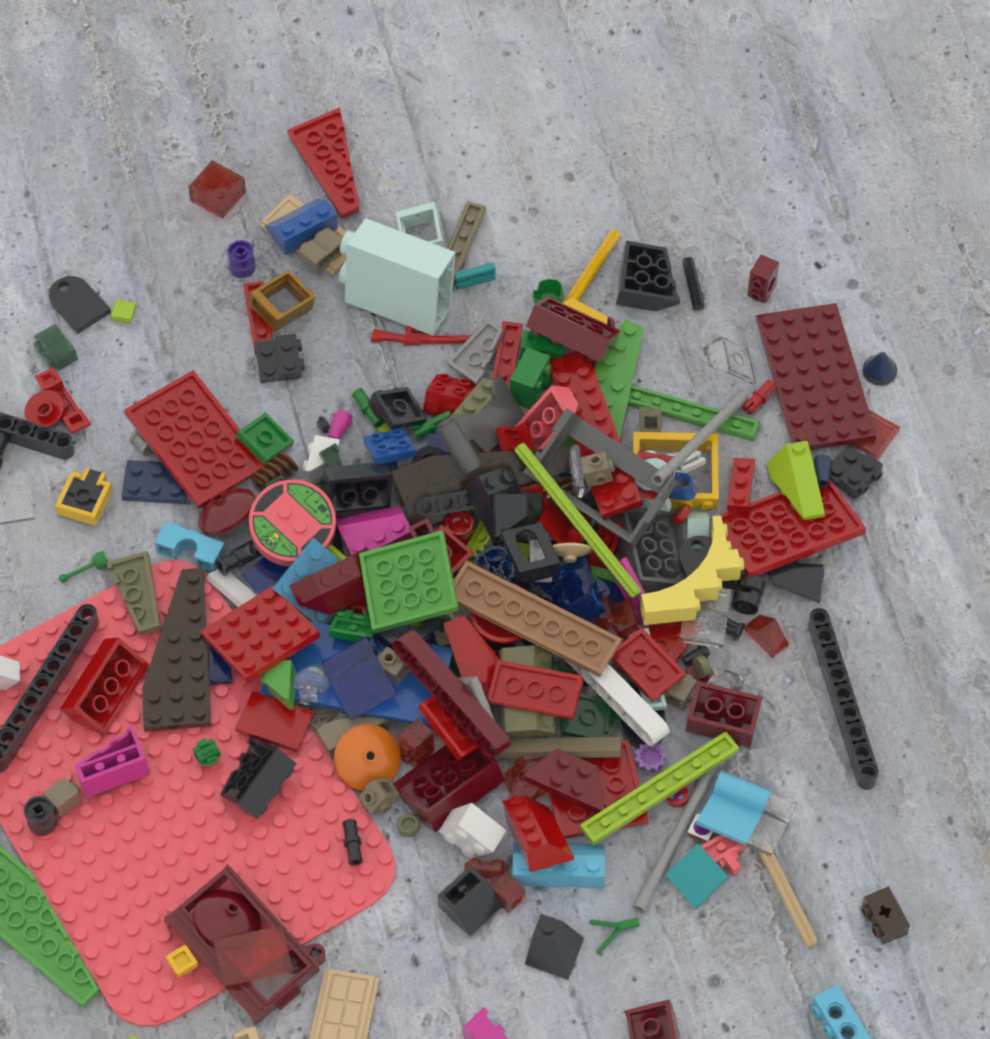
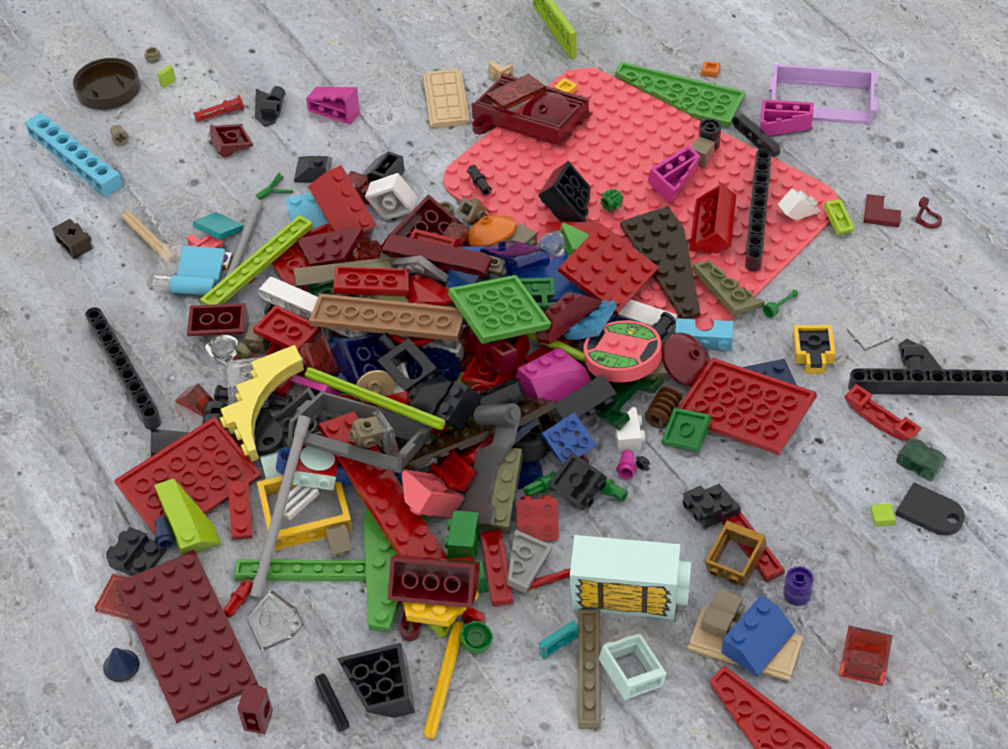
camera: 165 degrees right, 10 degrees down
(41, 403) = (894, 403): red dish -> none

